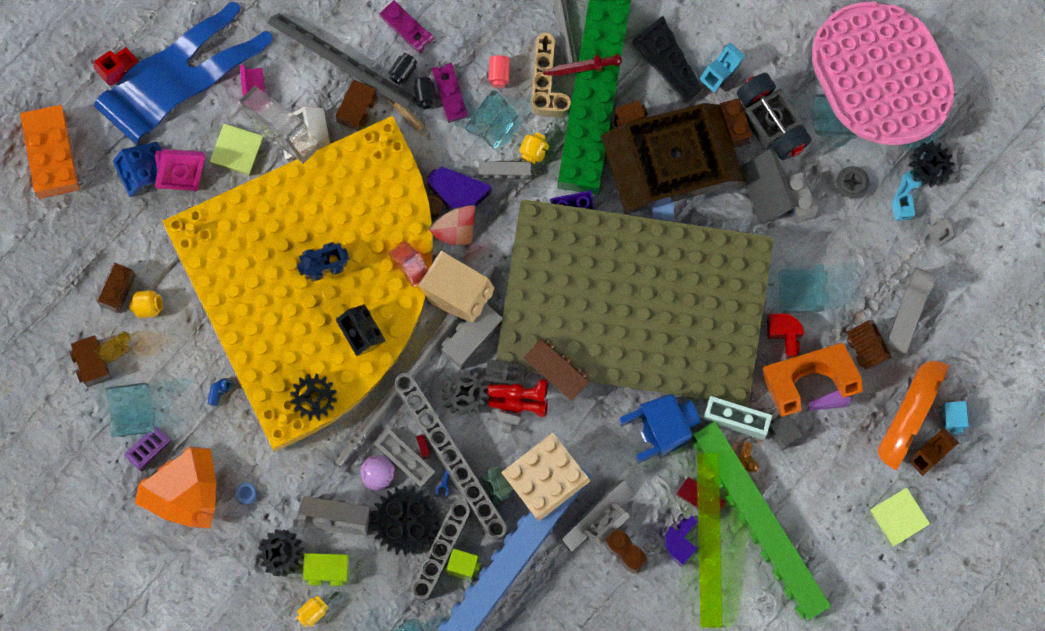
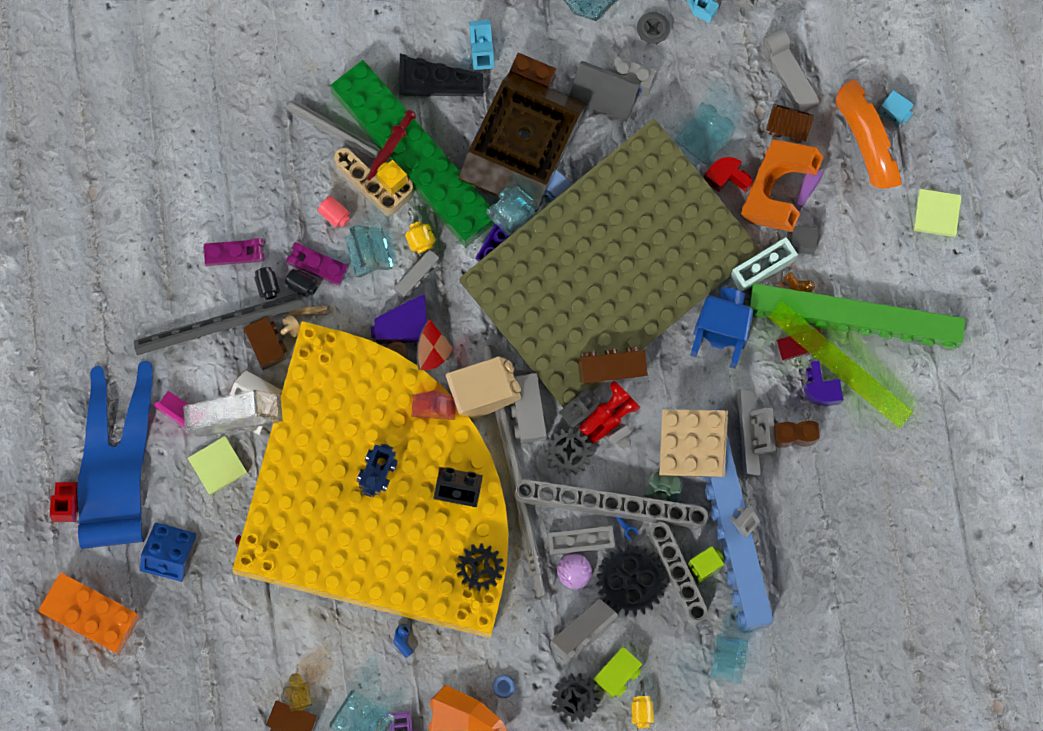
camera: 50 degrees left, 0 degrees up
(116, 287) = (249, 652): reddish brown brick -> none
(146, 304) = (283, 639): yellow head -> none
(179, 169) = (196, 522): dark pink bracket -> none
(385, 112) = (291, 326): none -> tan tile
(423, 446) = (584, 518): dark red tile -> none
(516, 565) = (746, 521): none -> light grey tile
(558, 87) = (391, 177): none -> yellow brick
(607, 192) = (512, 209): none -> clear light blue brick
(629, 113) = (460, 144): reddish brown brick -> none
(773, 117) = (555, 40): brick -> none
(933, 451) = (909, 145): reddish brown brick -> none

